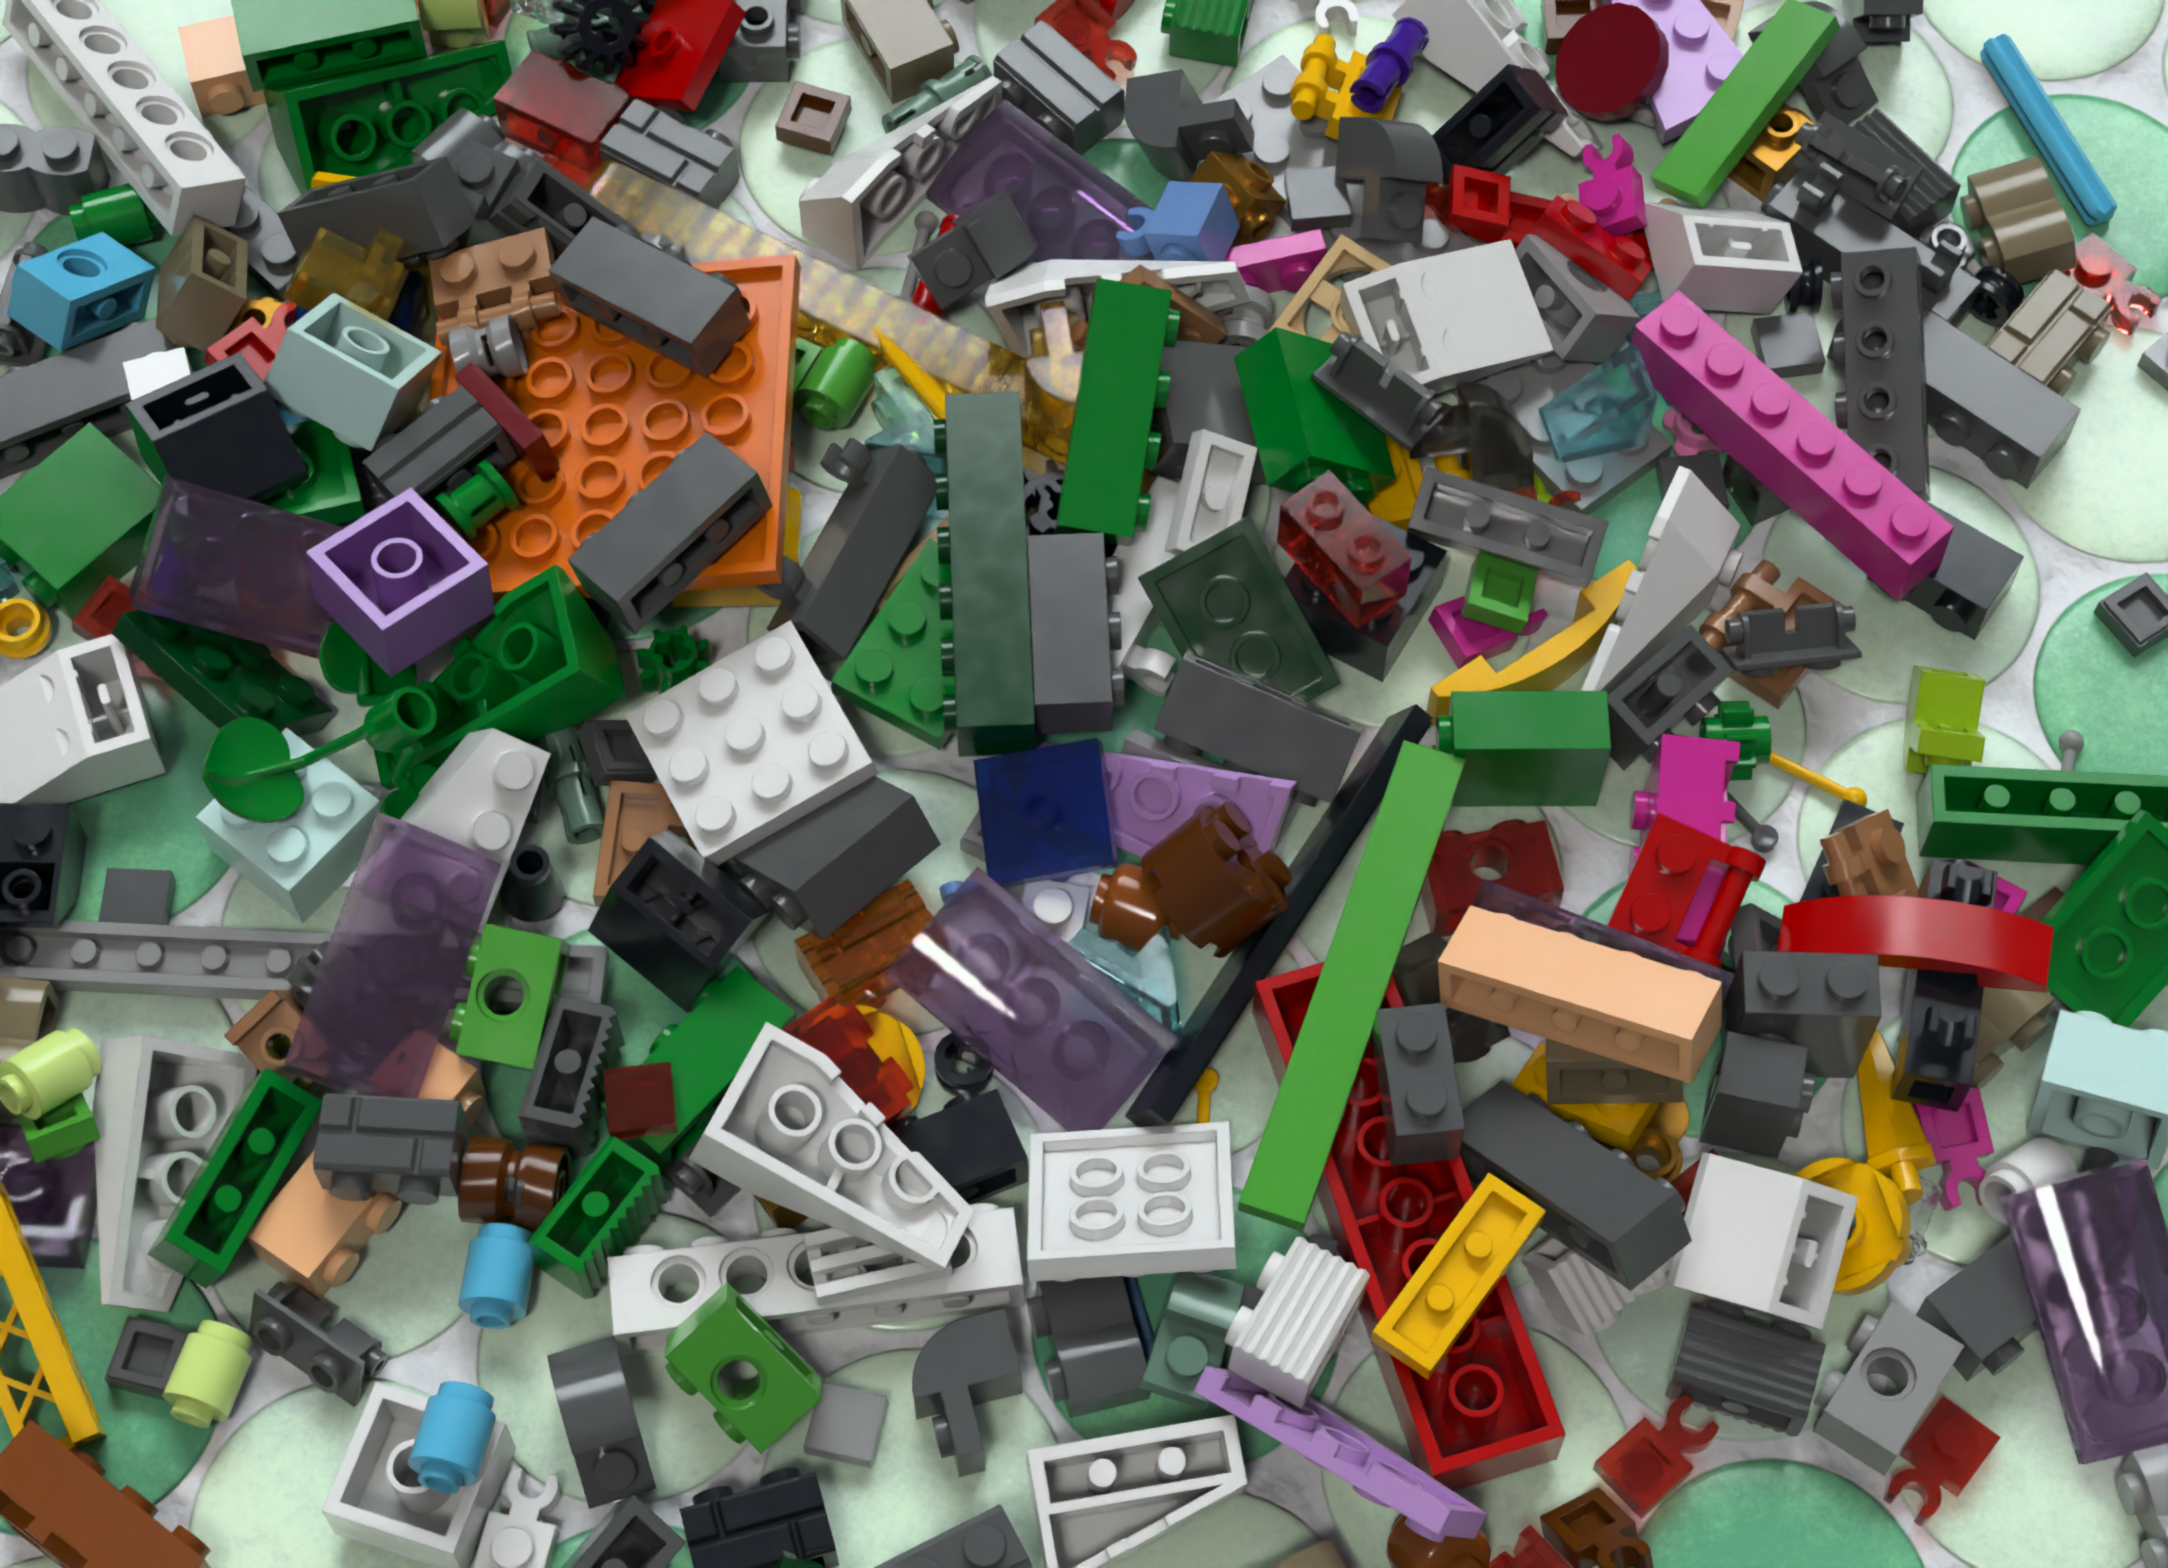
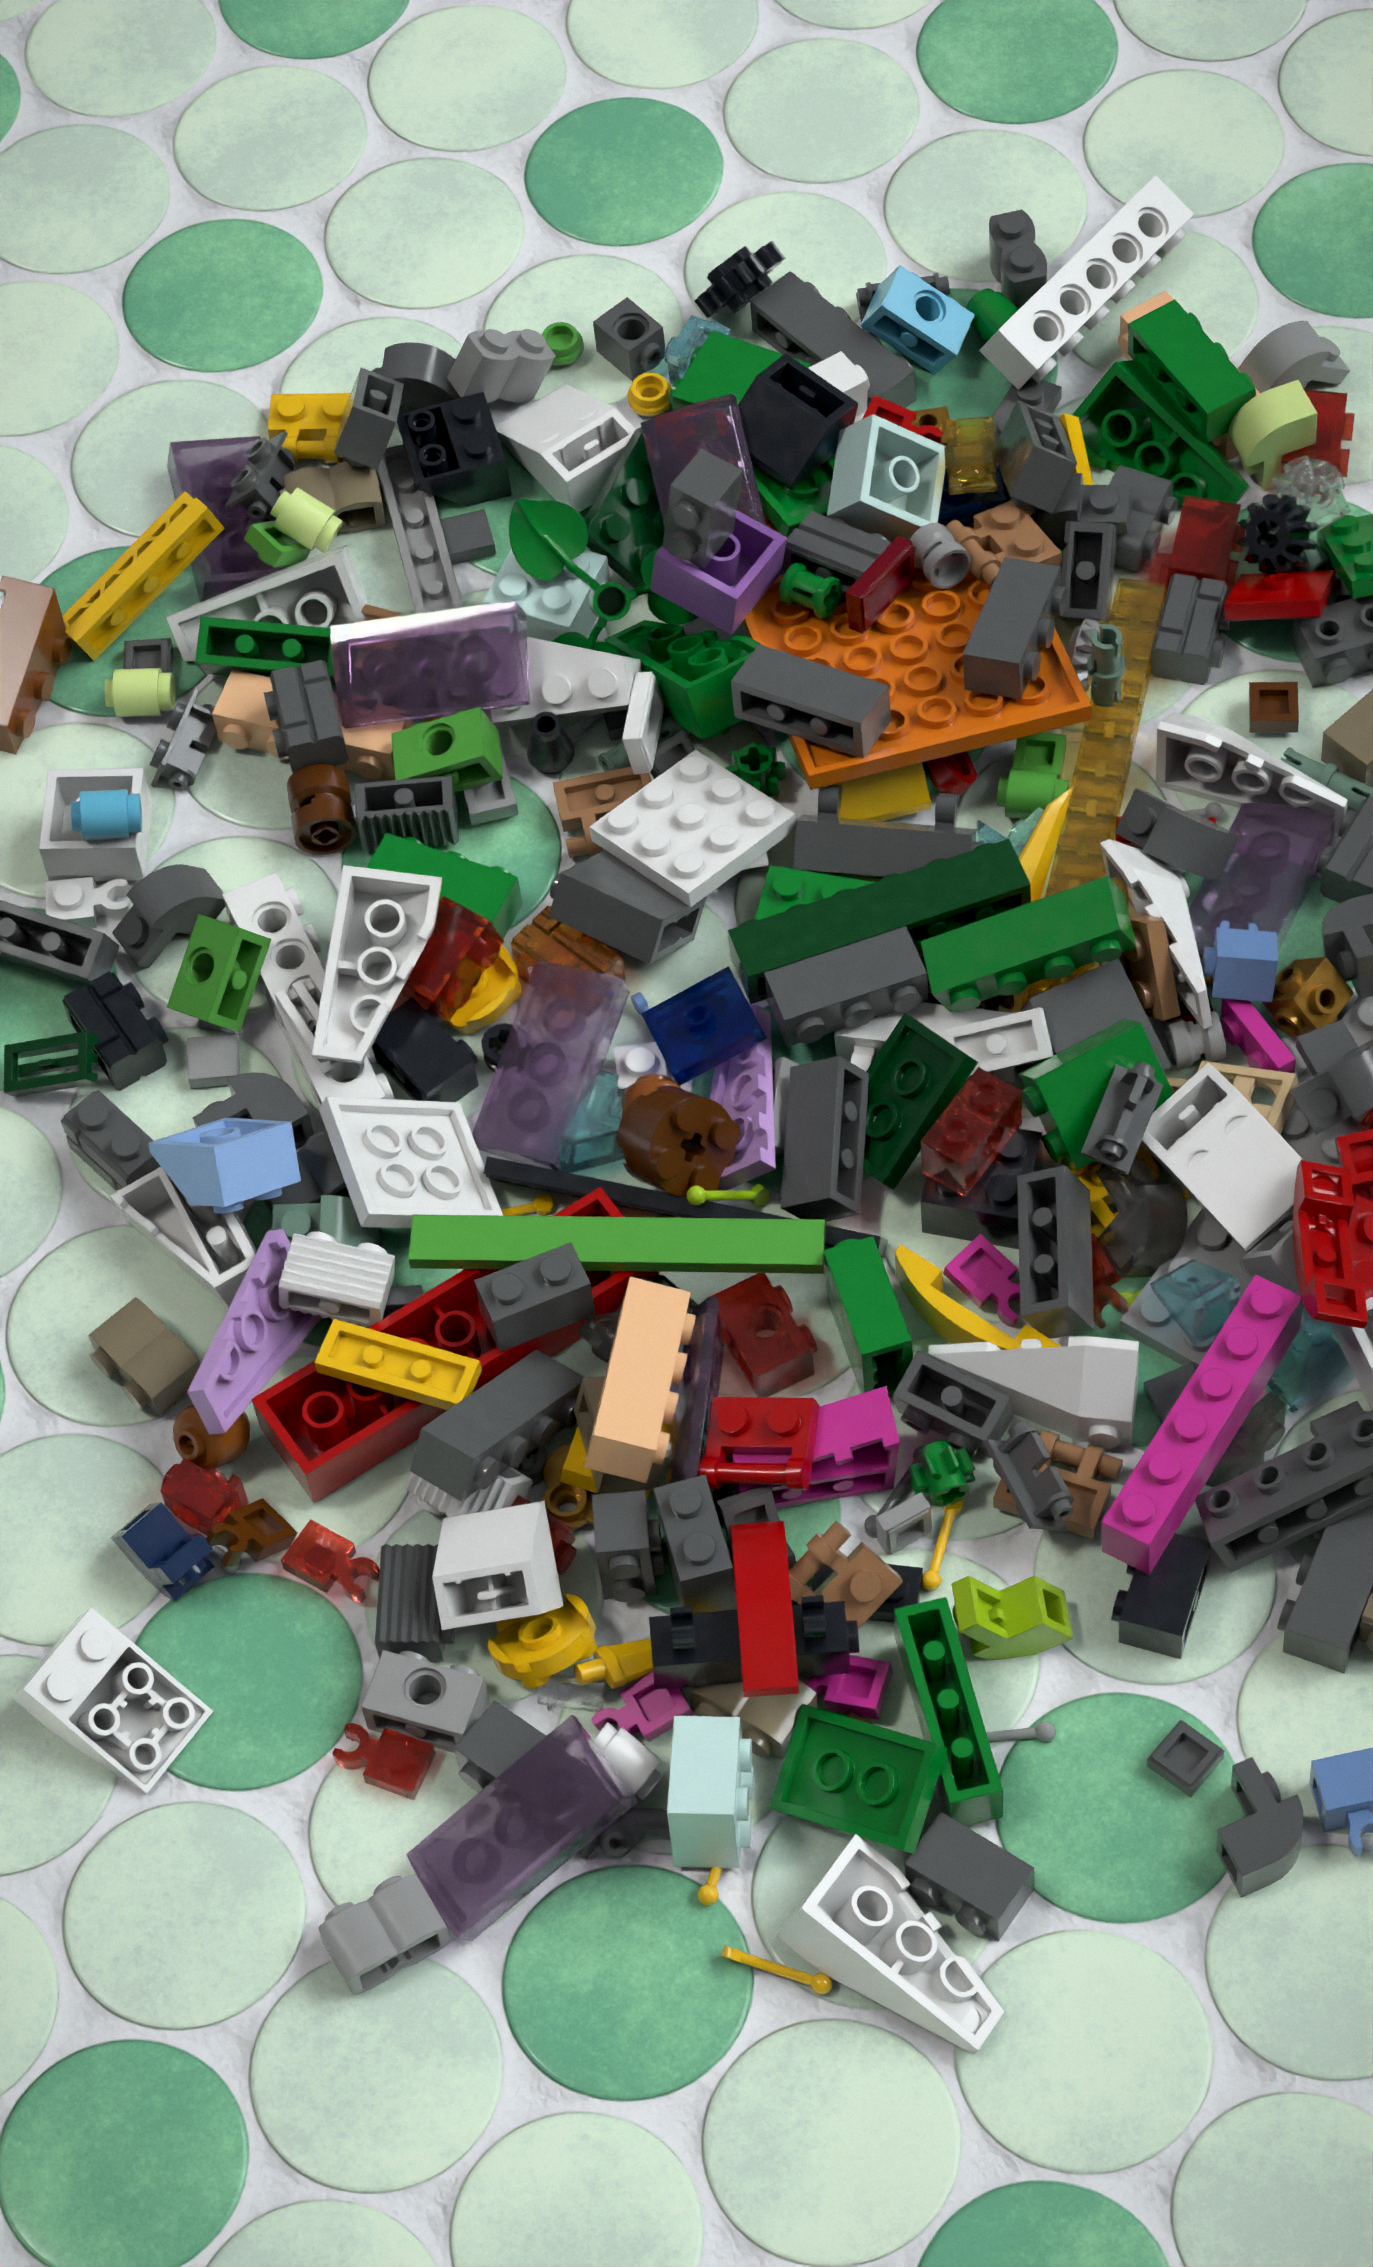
camera: 80 degrees right, 5 degrees down
(202, 285) = (946, 381): dark tan brick -> none
(369, 537) = (702, 508): none -> dark grey brick
(497, 1276) = (255, 825): medium azure brick -> none
(578, 753) = (643, 722): none -> white tile
(598, 1217) = (305, 858): green brick -> none
(640, 1100) = (391, 847): clear red tile -> none
(675, 918) = (546, 825): black slope -> none
(734, 224) = (1106, 665): none -> sand green pin
(1079, 1408) = (230, 1161): none -> light blue slope
(1300, 878) = (757, 1195): none -> lime hinge
(1499, 593) = (998, 1269): bright green plate -> none
(1622, 263) = (1323, 1246): none -> red slope
(1786, 799) = (904, 1524): none -> light grey tile

